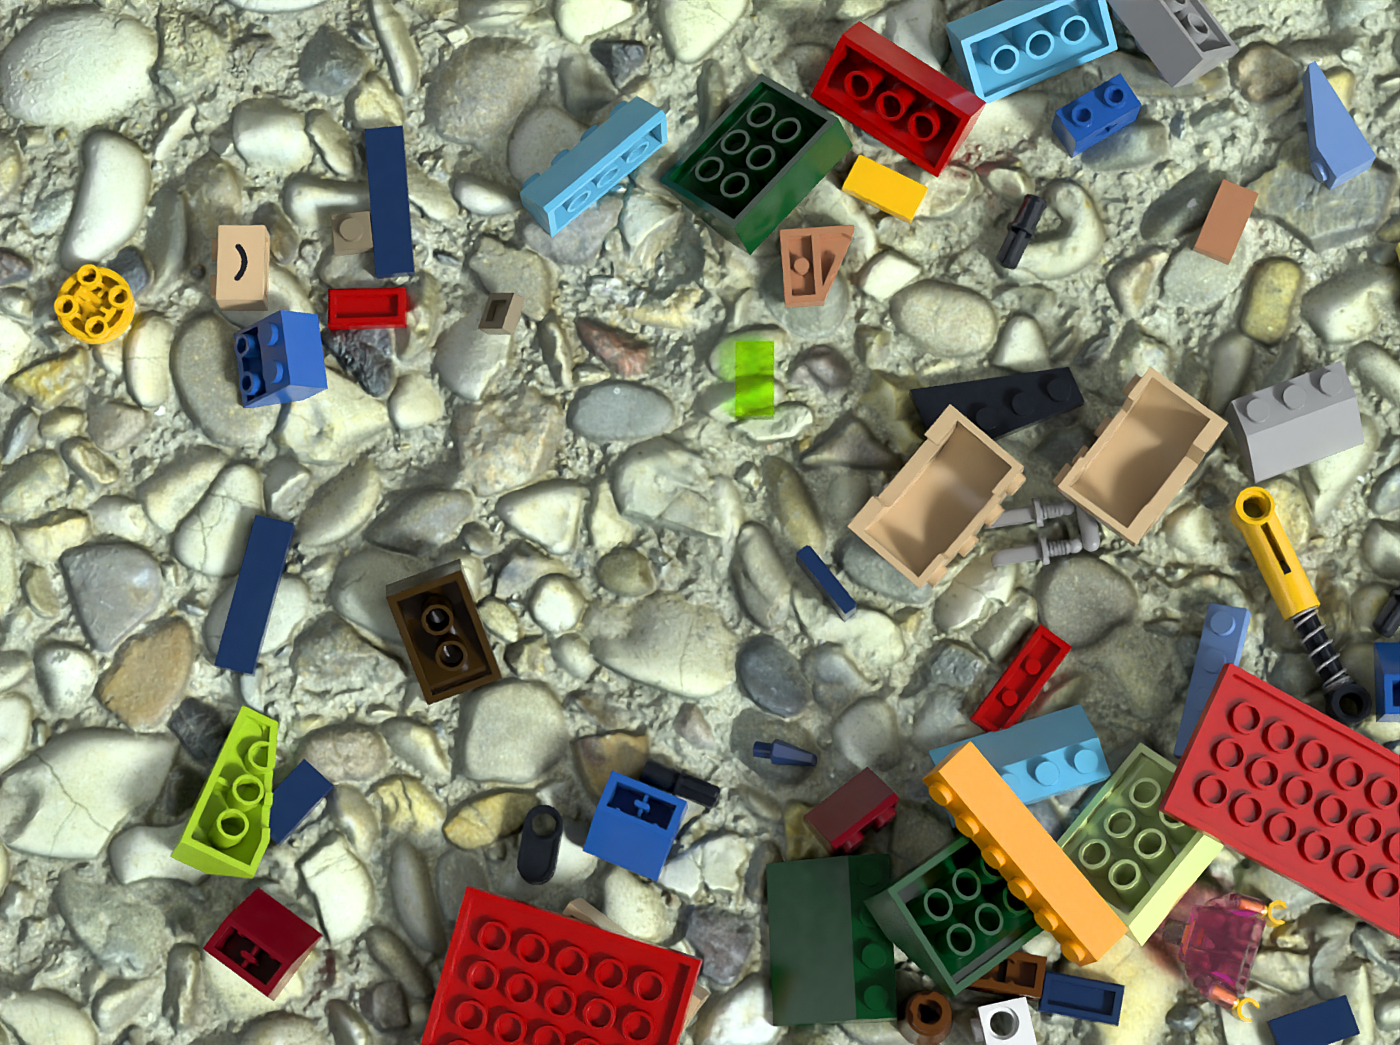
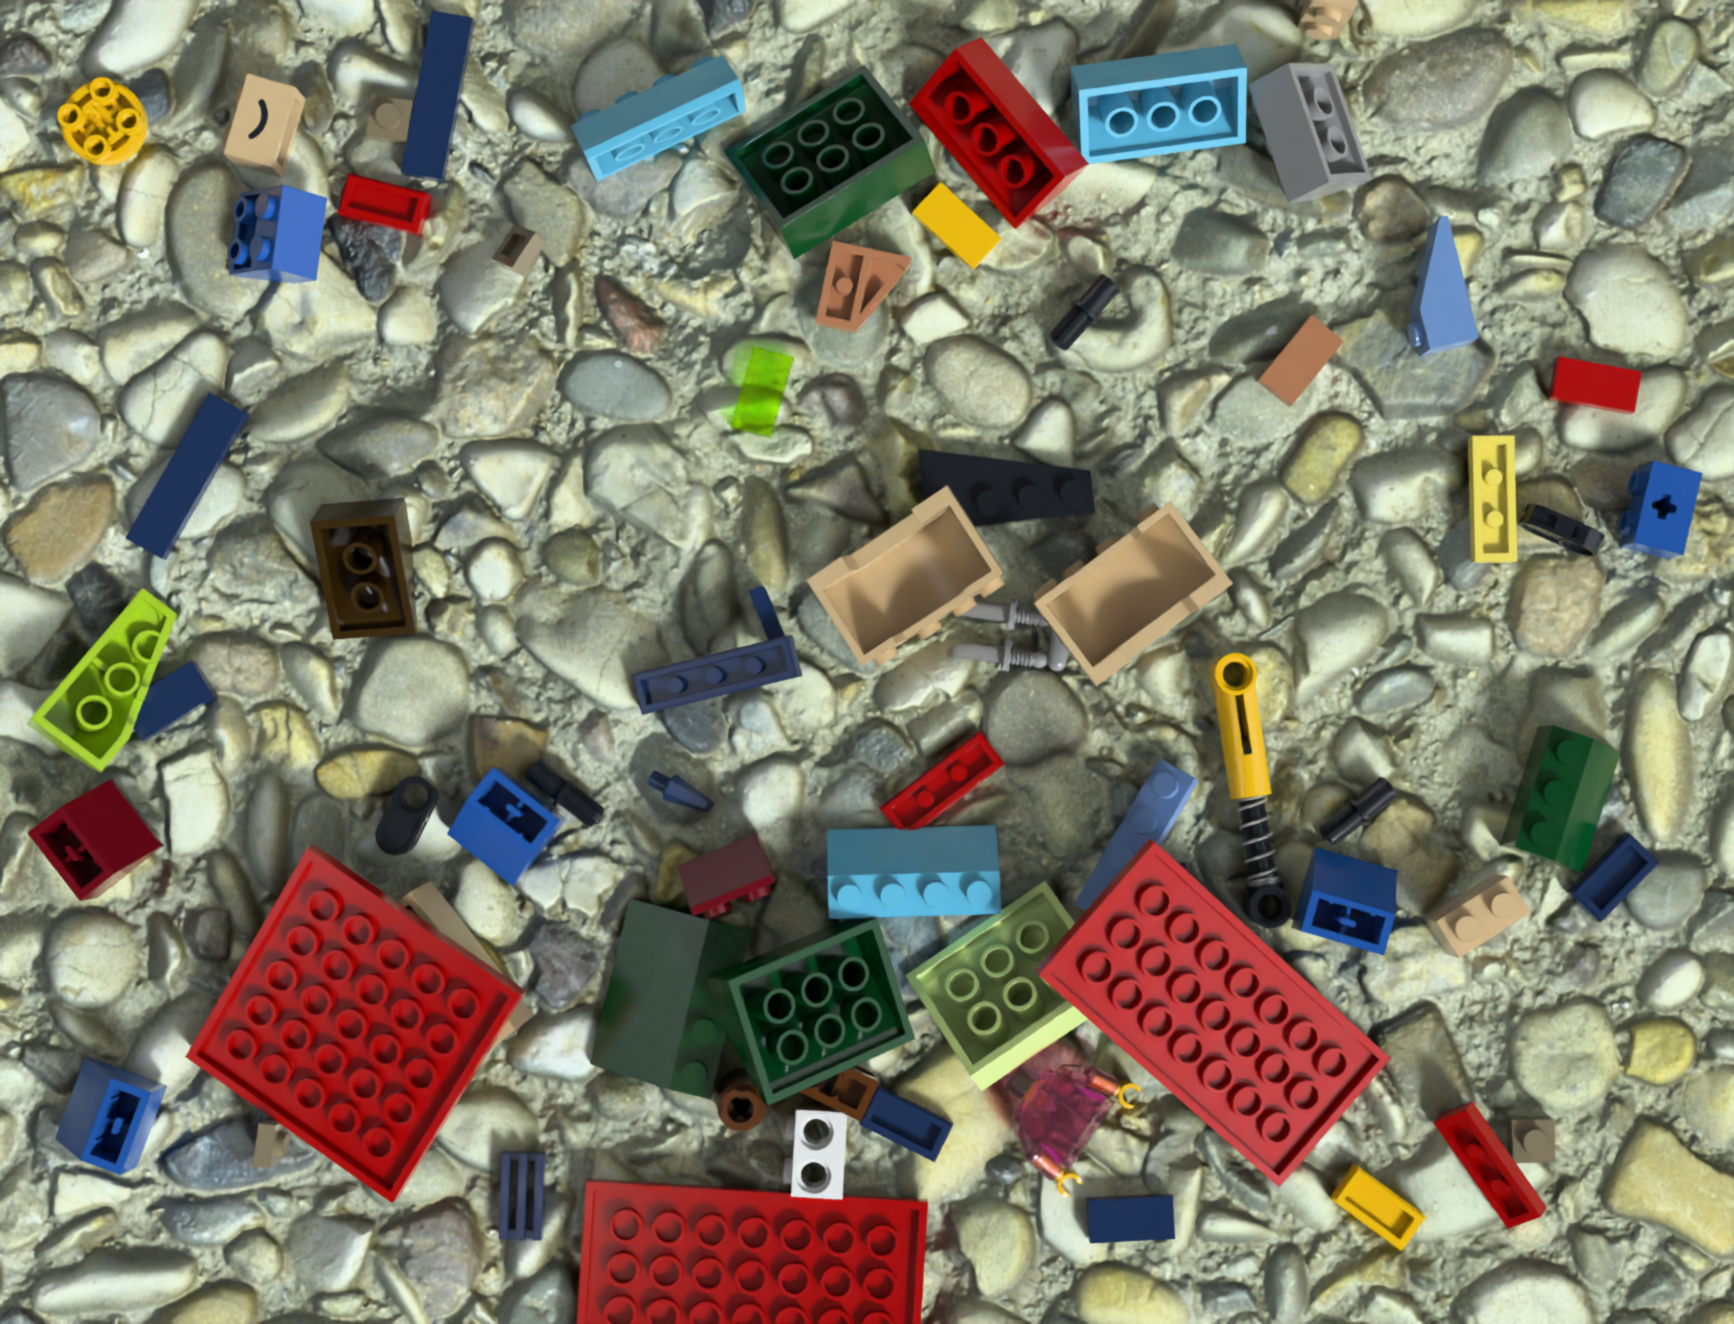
camera: 10 degrees right, 10 degrees up
(788, 636) = (717, 674): none -> dark blue tile
(1024, 855) = (885, 974): light orange brick -> none
(1096, 115) = (1199, 209): blue brick -> none
(1296, 422) = (1307, 595): light grey slope -> none

